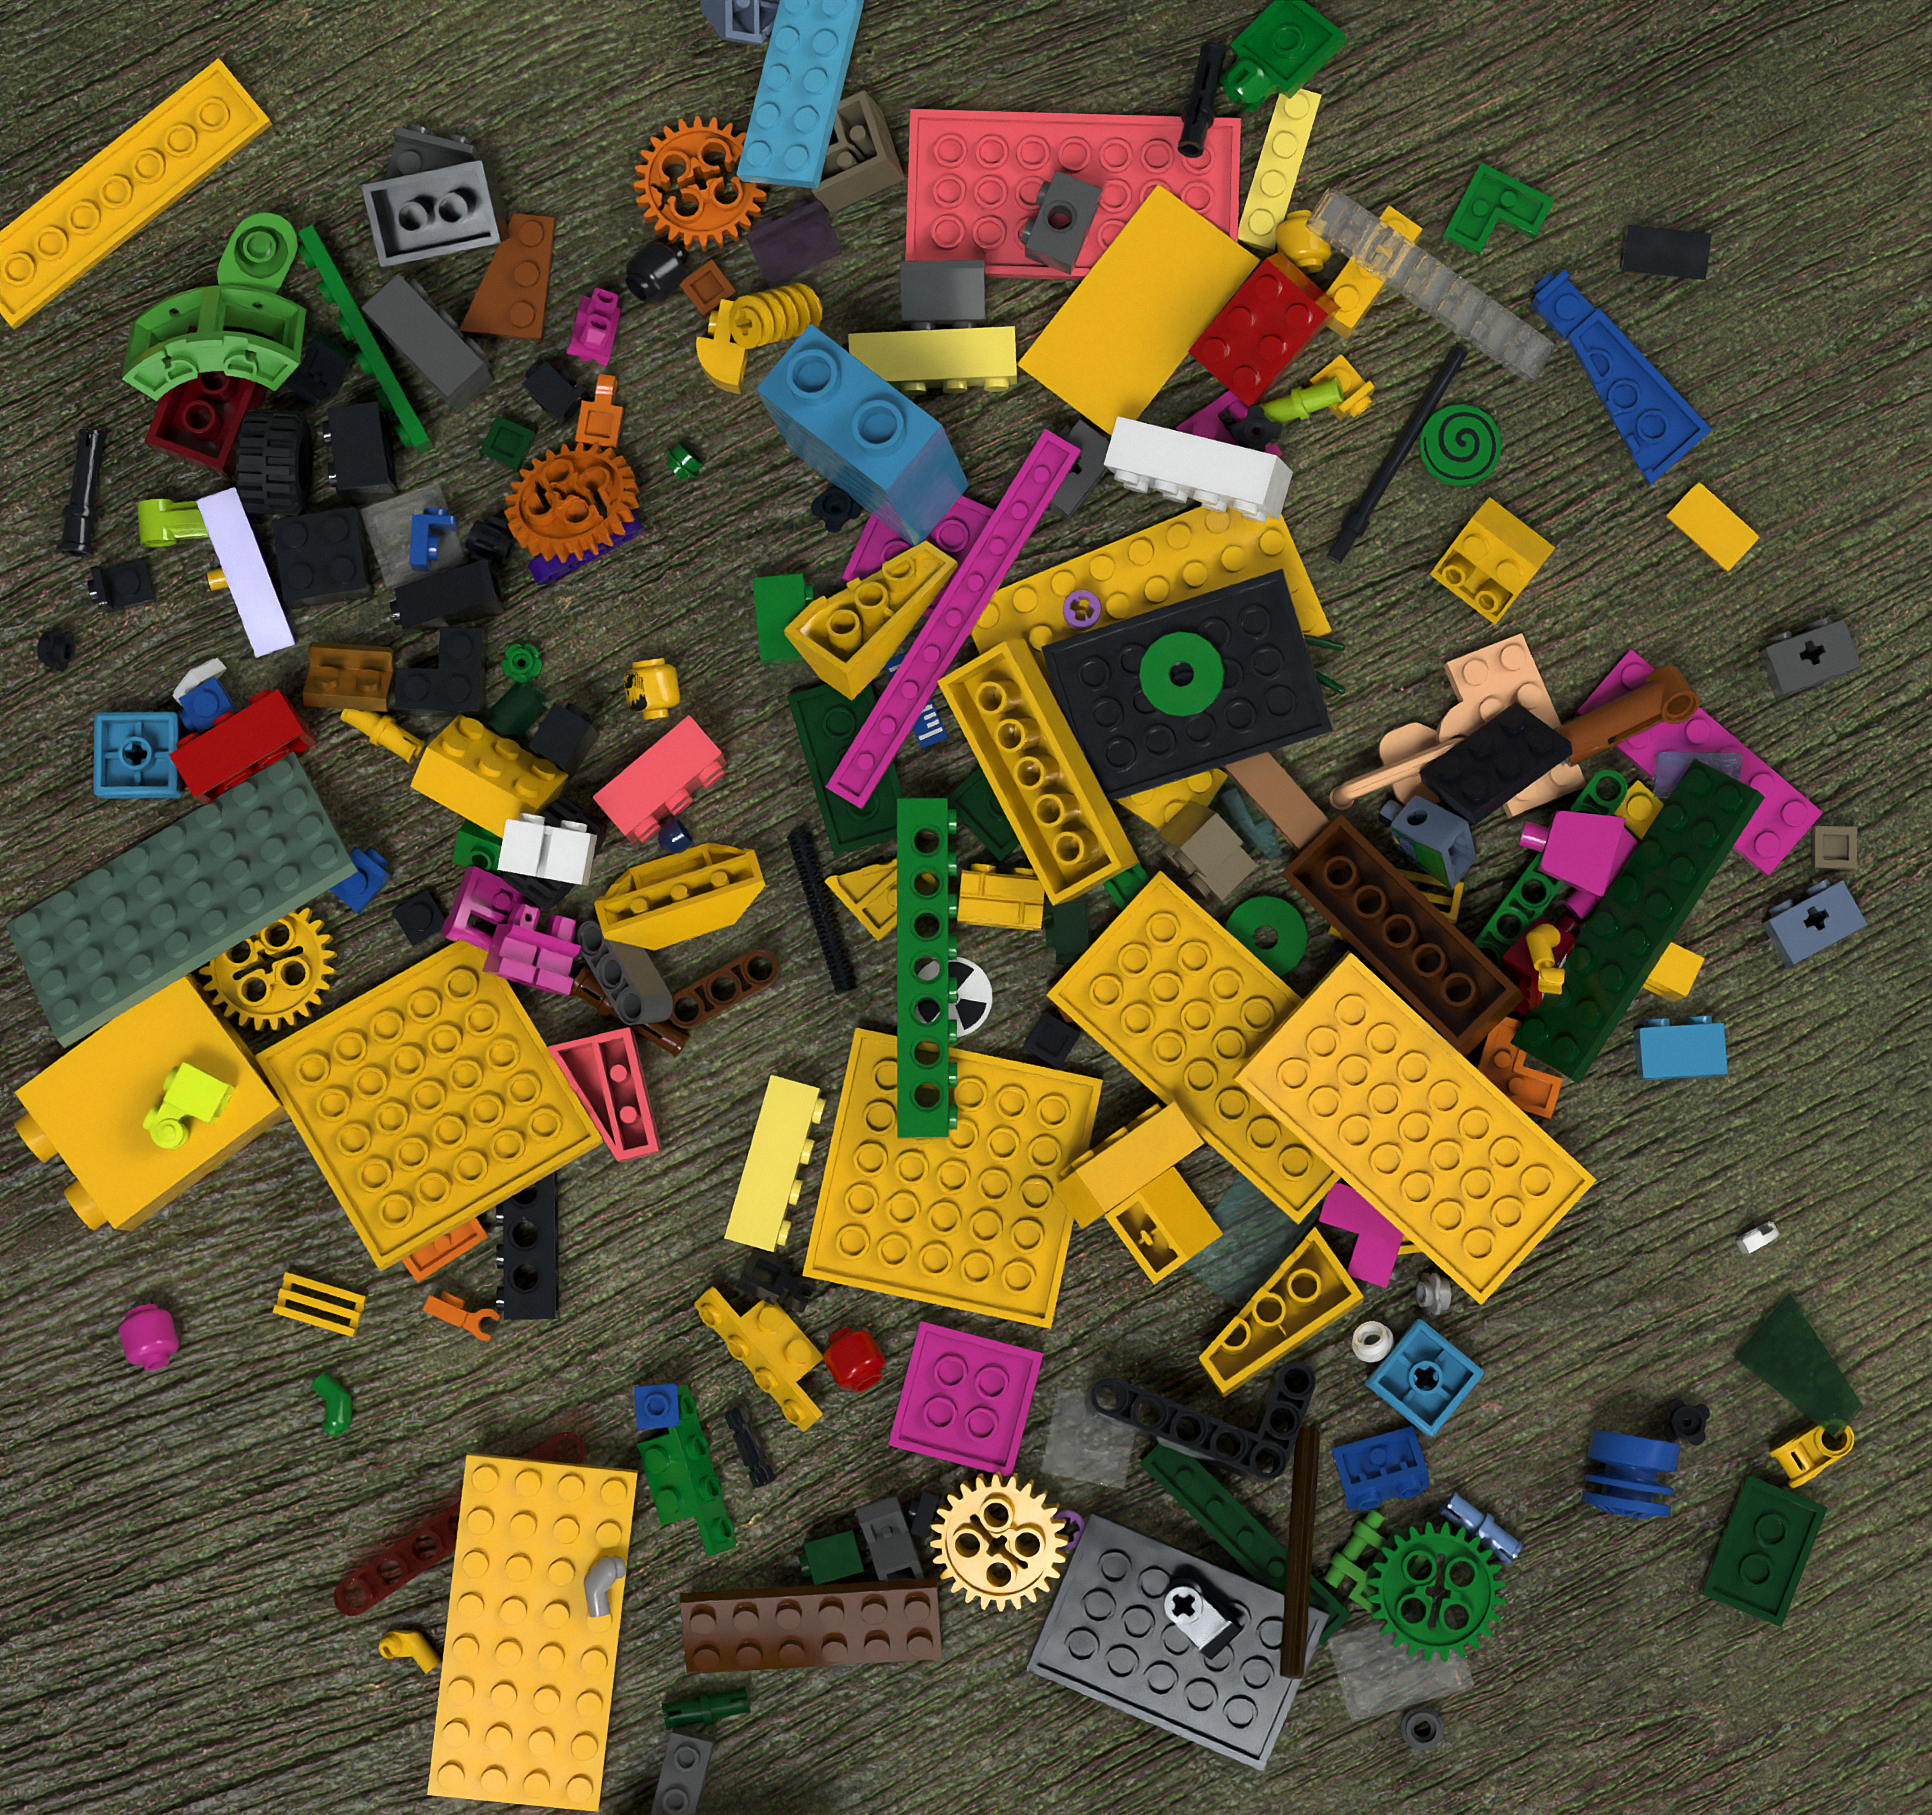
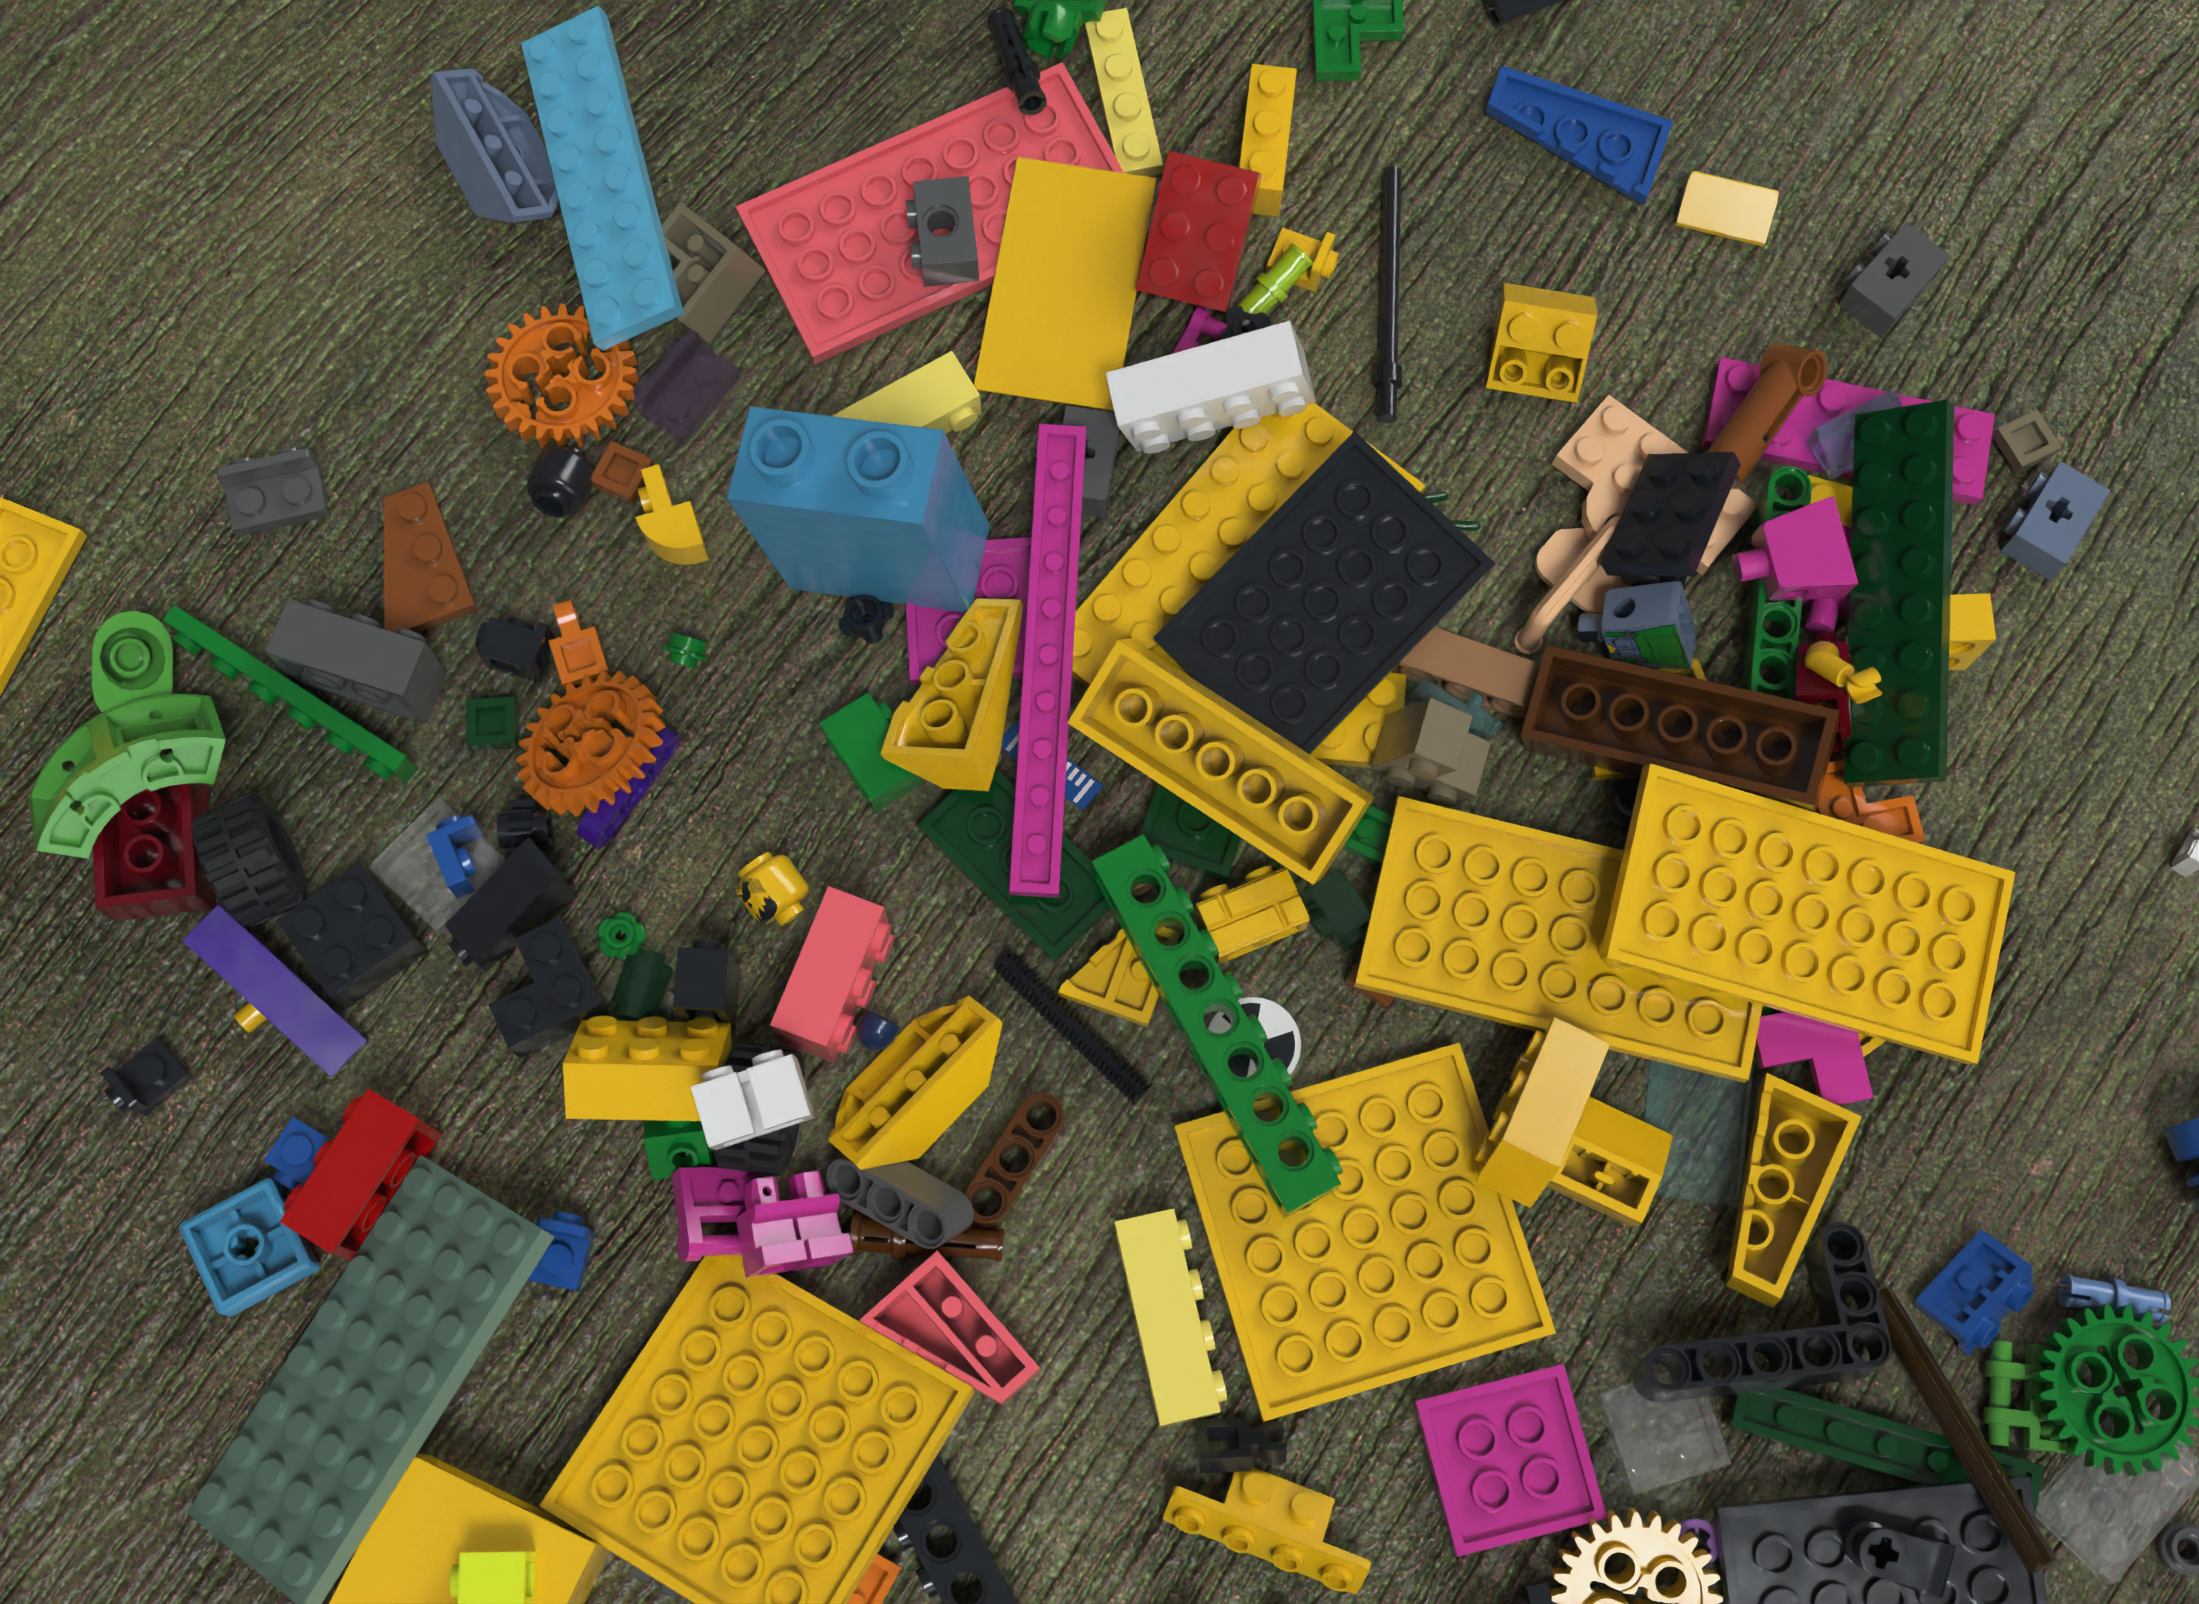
camera: 35 degrees left, 10 degrees down
(56, 648) = (103, 1180): black plate -> none
(80, 512) = (63, 1024): black pin -> none
(165, 522) = (162, 986): lime piece -> none
(198, 676) = (274, 1127): white tile -> none
(280, 998) = (537, 1428): yellow gear -> none
(320, 371) = (257, 748): black bracket -> none
(349, 676) = (442, 1043): pearl gold bracket -> none
(362, 453) = (338, 805): black brick -> none
(384, 732) = (506, 1082): yellow pin -> none
(420, 918) = (648, 1260): black plate -> none
(435, 211) = (298, 528): brick -> none
(595, 327) = (525, 563): dark pink hips -> none
(774, 315) = (700, 459): yellow piece -> none
(854, 1359) = (1369, 1483): red head -> none
(942, 294) = (861, 352): dark grey slope -> none
(1051, 1040) = (1383, 1031): black plate -> none
(1069, 614) = (1161, 595): medium lavender bush -> none
(1157, 667) = (1307, 557): green tile -> none
(1282, 919) = (1544, 789): green tile -> none
(1300, 244) = (1187, 134): yellow head -> none
(1372, 1341) = (1883, 1154): white plate -> none
(1430, 285) = (1334, 111): clear beam -> none
(1433, 1293) = (1918, 1080): light grey plate -> none
(1452, 1376) = (1988, 1152): dark azure brick -> none
(1460, 446) = (1445, 256): green tile -> none
(1560, 304) = (1462, 83): blue bracket -> none
(1680, 1050) = (2007, 707): dark azure brick -> none

